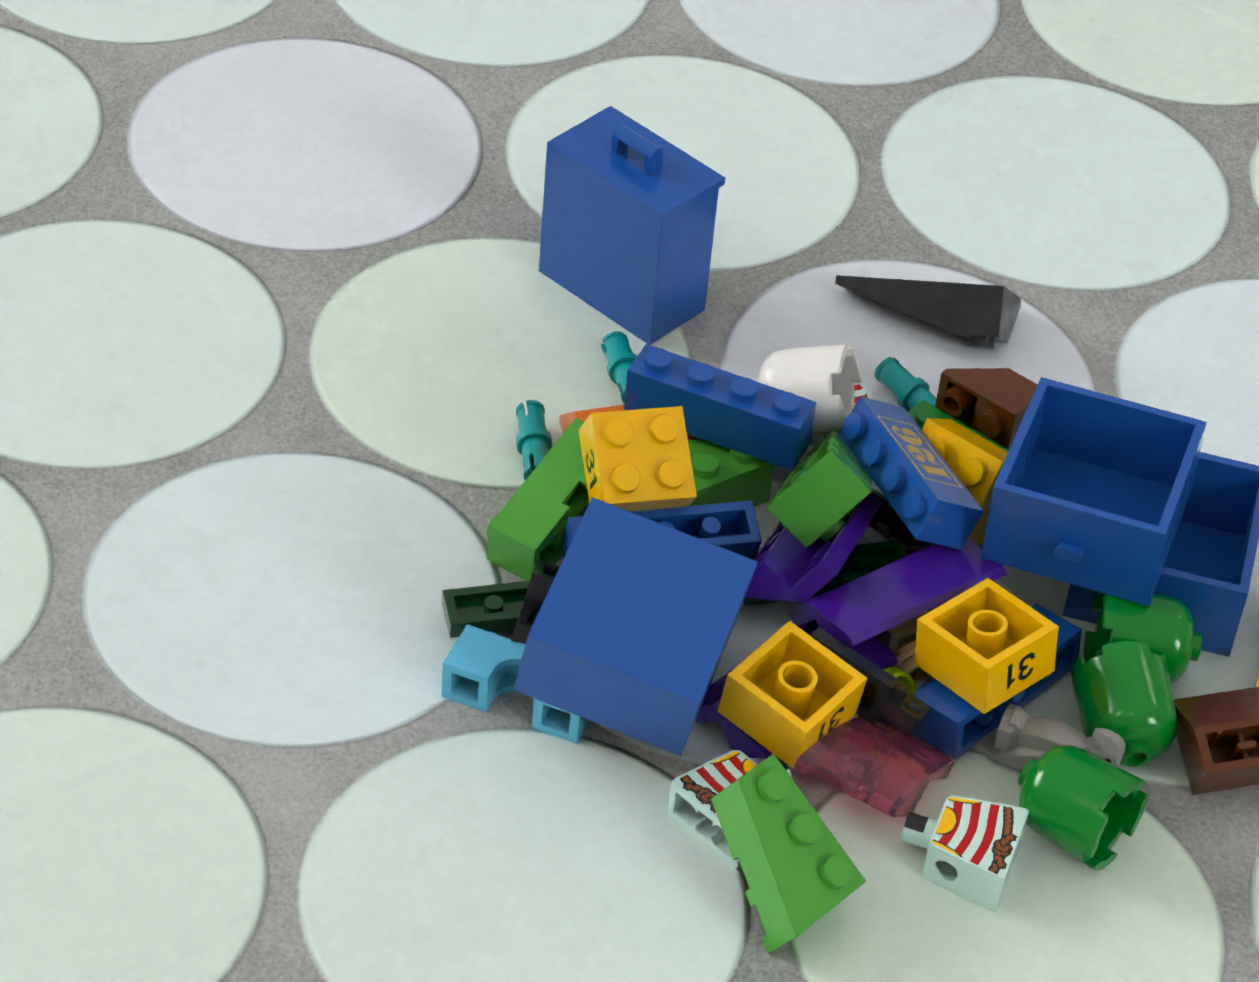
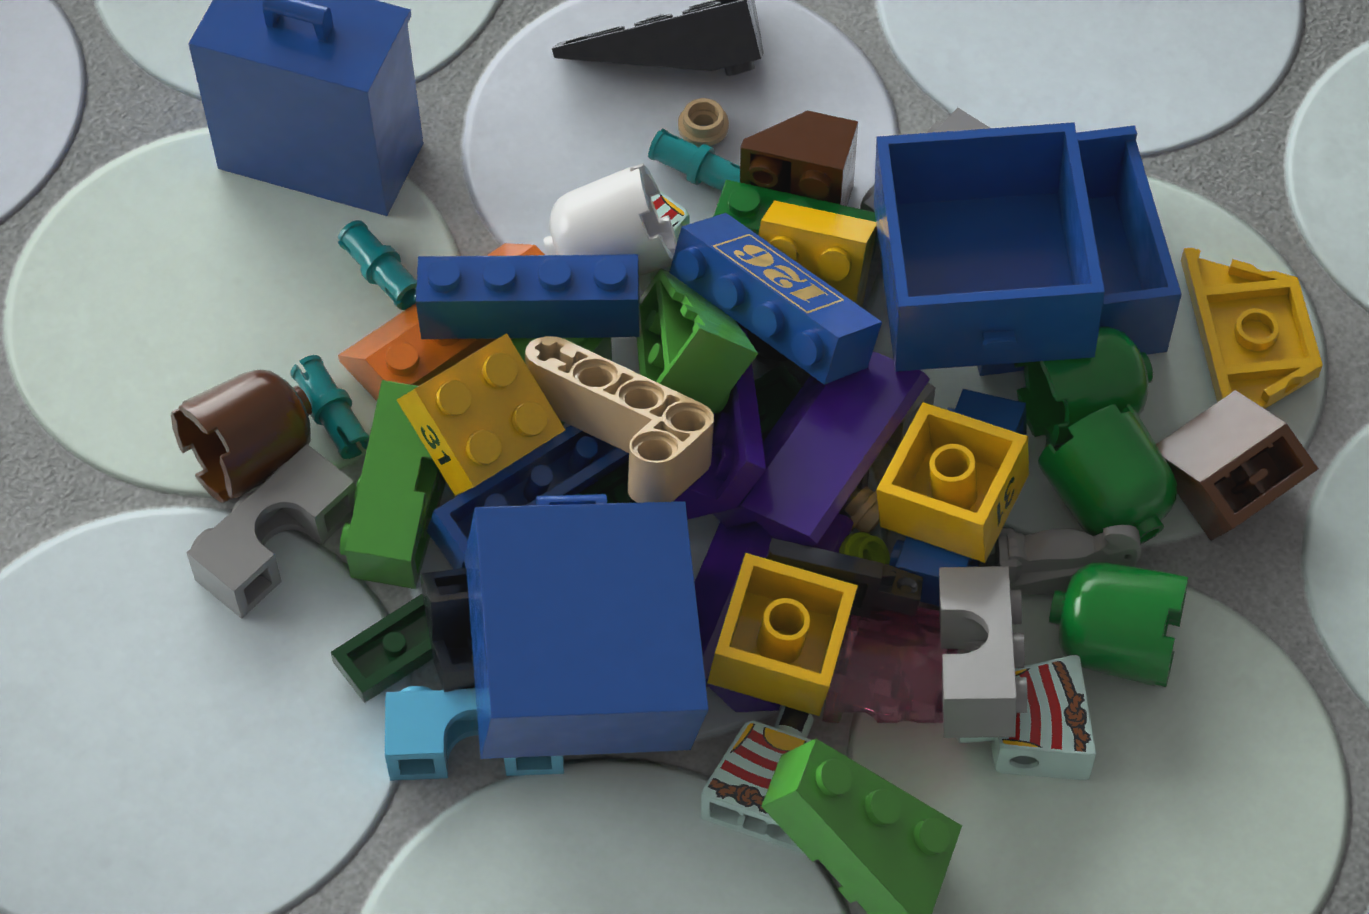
camera: 20 degrees left, 15 degrees up
(407, 504) = (299, 496): none -> light grey arch
(458, 426) = (243, 431): none -> reddish brown cylinder
(761, 513) = (658, 427): none -> tan beam
(929, 366) = (703, 112): none -> tan plate
(937, 783) = (980, 685): none -> light grey arch

